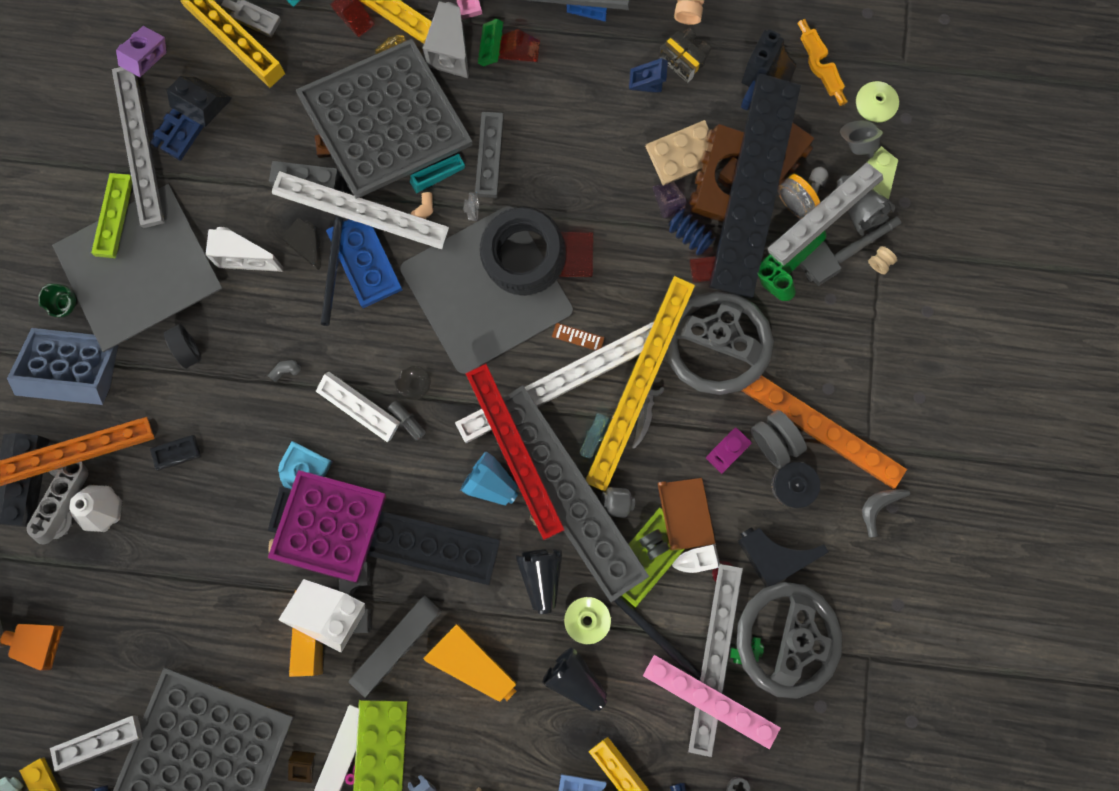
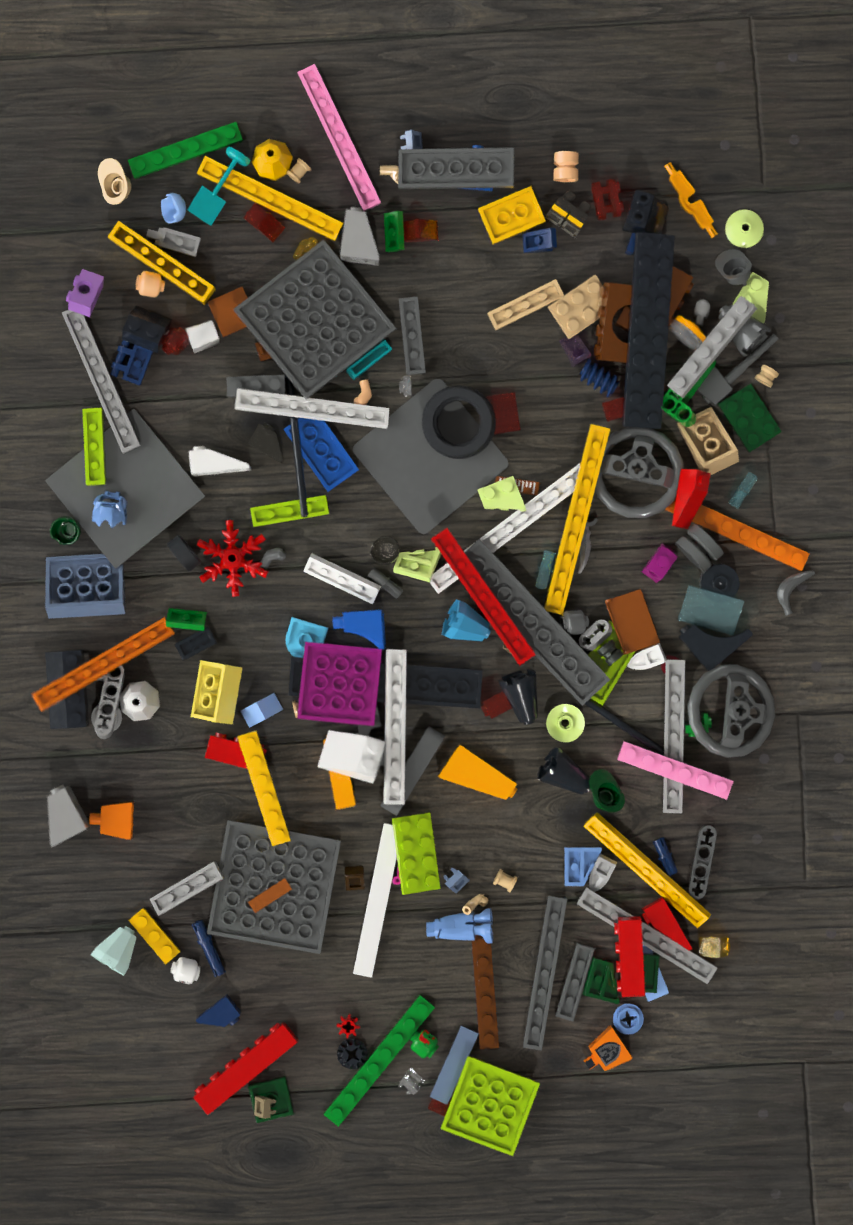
camera: 15 degrees left, 10 degrees up
(111, 285) = (109, 511): none -> medium blue helmet
(170, 423) = (186, 619): none -> green plate
(186, 513) = (216, 692): none -> light yellow slope
(192, 587) = (226, 750): none -> red brick
(193, 770) = (270, 895): none -> dark orange sticker
(212, 636) = (264, 788): none -> yellow plate
(214, 55) = (149, 284): none -> light nougat head
(227, 118) = (175, 341): none -> clear red head
(234, 543) = (261, 710): none -> light blue slope
(240, 369) = (230, 534): none -> red piece
(258, 115) = (202, 336): none -> white piece
(289, 105) = (223, 311): none -> dark orange tile
(310, 321) = (288, 511): none -> lime plate
(374, 460) = (364, 623): none -> blue hips
(382, 590) = (395, 727): none -> white plate
(447, 404) = (417, 564): none -> yellowish green wing
(508, 584) = (495, 705): none -> clear red brick
(558, 343) = (502, 495): none -> yellowish green wing
(620, 141) = (525, 305): none -> tan plate
(622, 46) = (511, 215): none -> yellow plate
(622, 713) = (606, 791): none -> dark green piece
(640, 521) = (595, 635): none -> light grey beam
(737, 36) = (612, 189): none -> clear red brick
(777, 374) = (690, 494): none -> red slope
(781, 515) = (710, 610): none -> clear light blue piece
(807, 324) = (709, 443): none -> tan slope
(838, 384) = (743, 490): none -> clear light blue axle
(856, 305) = (749, 418): none -> dark green plate

